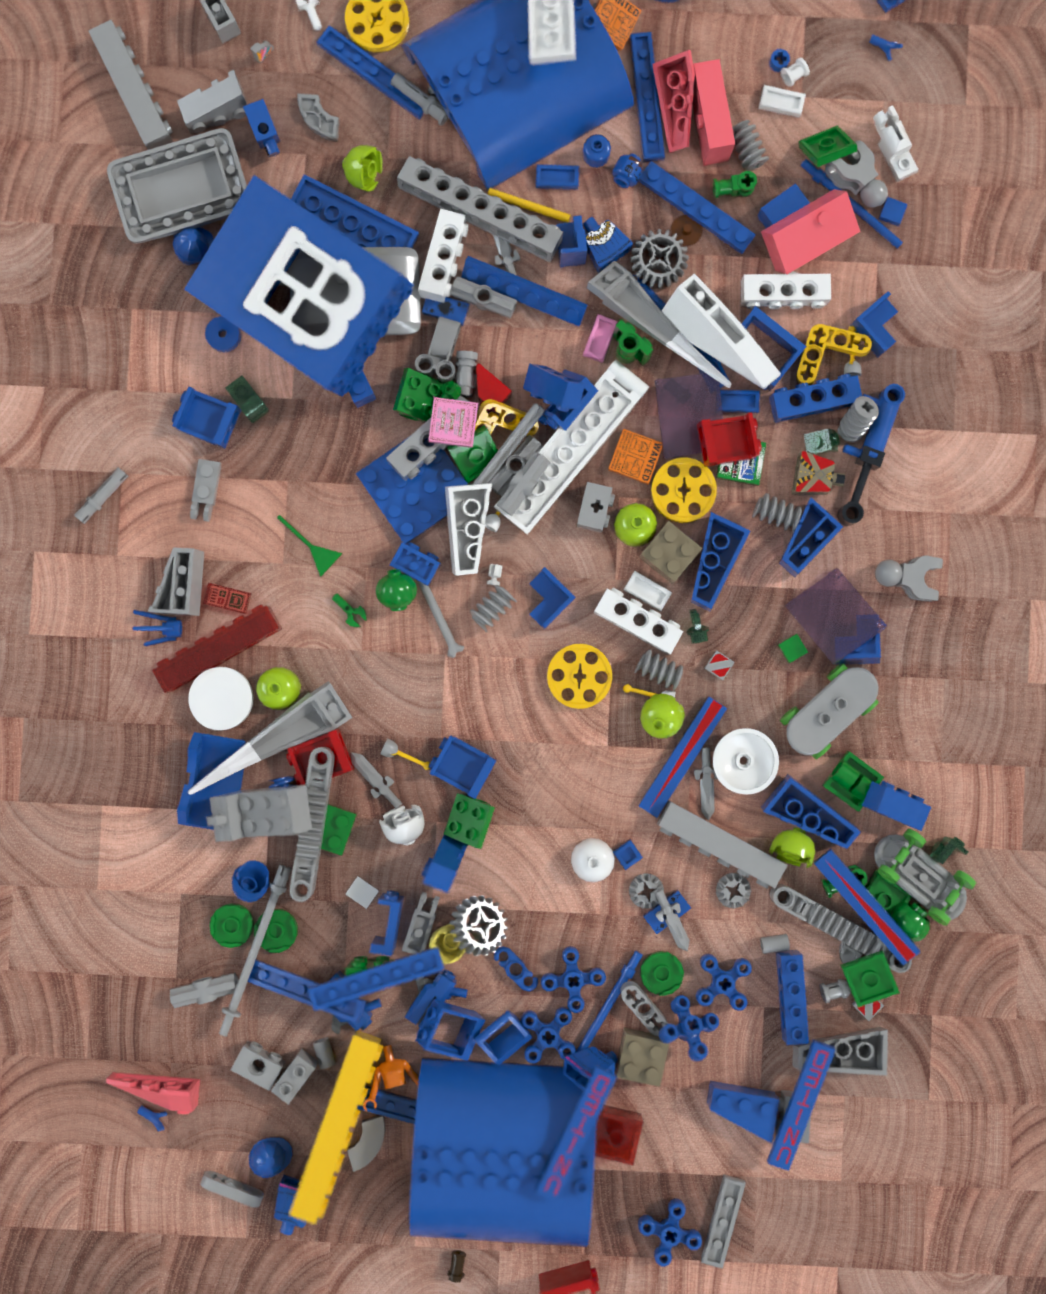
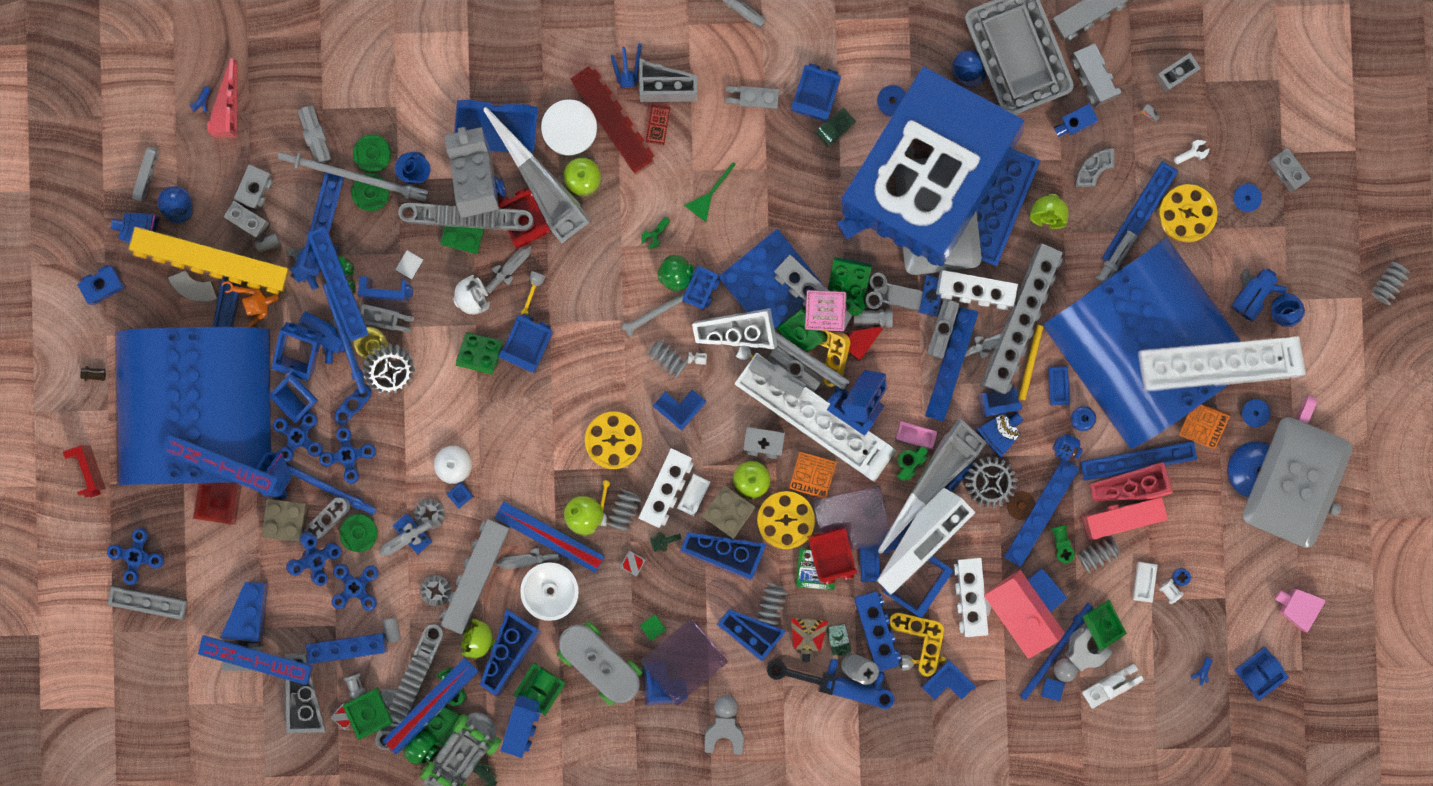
camera: 85 degrees right, 0 degrees up
(355, 1237) = (112, 285): none -> blue brick
(442, 868) = (436, 333): blue wedge -> none
(481, 962) = (356, 374): none -> blue bar

